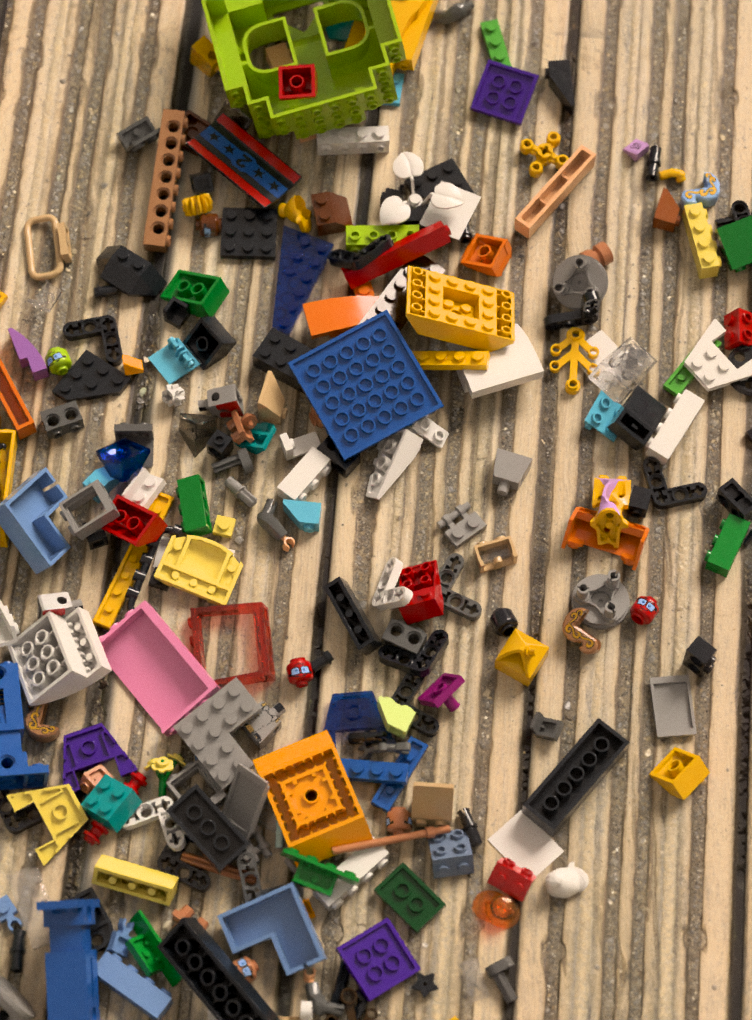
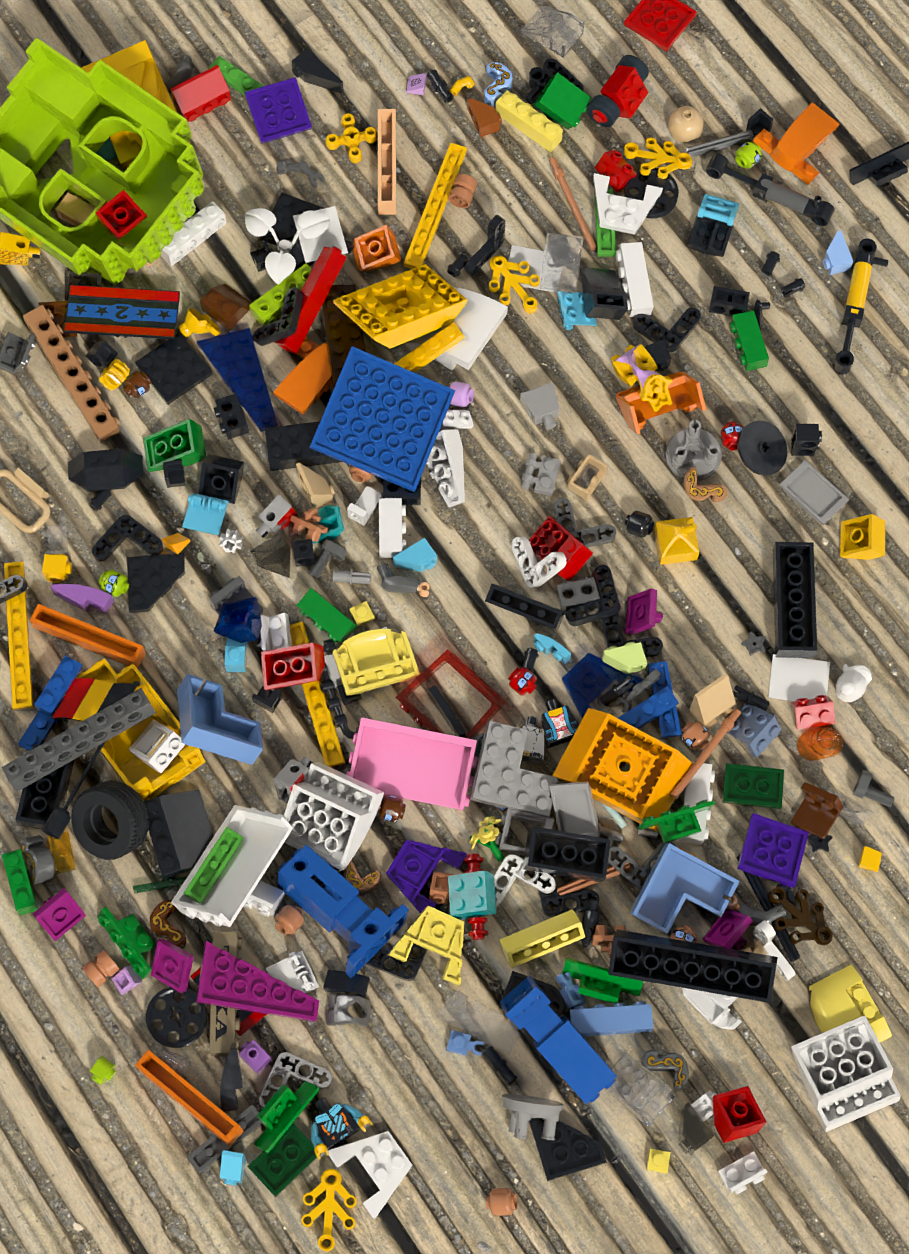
camera: 40 degrees left, 5 degrees up
(27, 318) = (56, 567): none -> yellow brick
(60, 415) = (154, 626): dark grey brick -> none
(81, 497) = (242, 660): light grey window -> none
(111, 690) = (391, 808): none -> reddish brown head
(186, 896) = (589, 922): none -> black piece
(219, 650) = (446, 712): none -> black tile
(262, 302) = (234, 415): none -> black brick
(284, 992) = (728, 930): none -> magenta tile
(296, 725) = (558, 724): none -> torso
(345, 662) = (546, 645): none -> medium azure slope
(441, 958) = (817, 811): none -> reddish brown bracket
(451, 414) = (462, 395): none -> lavender head
(453, 38) = (201, 94): none -> slope
(470, 140) = (283, 168): none -> dark grey piece
(514, 793) = (754, 648): none -> dark grey plate
(540, 313) = (455, 268): none -> black pin
(545, 727) = (740, 579): dark grey bracket -> none
(549, 262) = (435, 206): none -> yellow plate
(577, 276) = (467, 219): light grey piece -> none
(673, 635) = (753, 457): none -> black piece
(689, 301) = (560, 176): none -> nougat bar

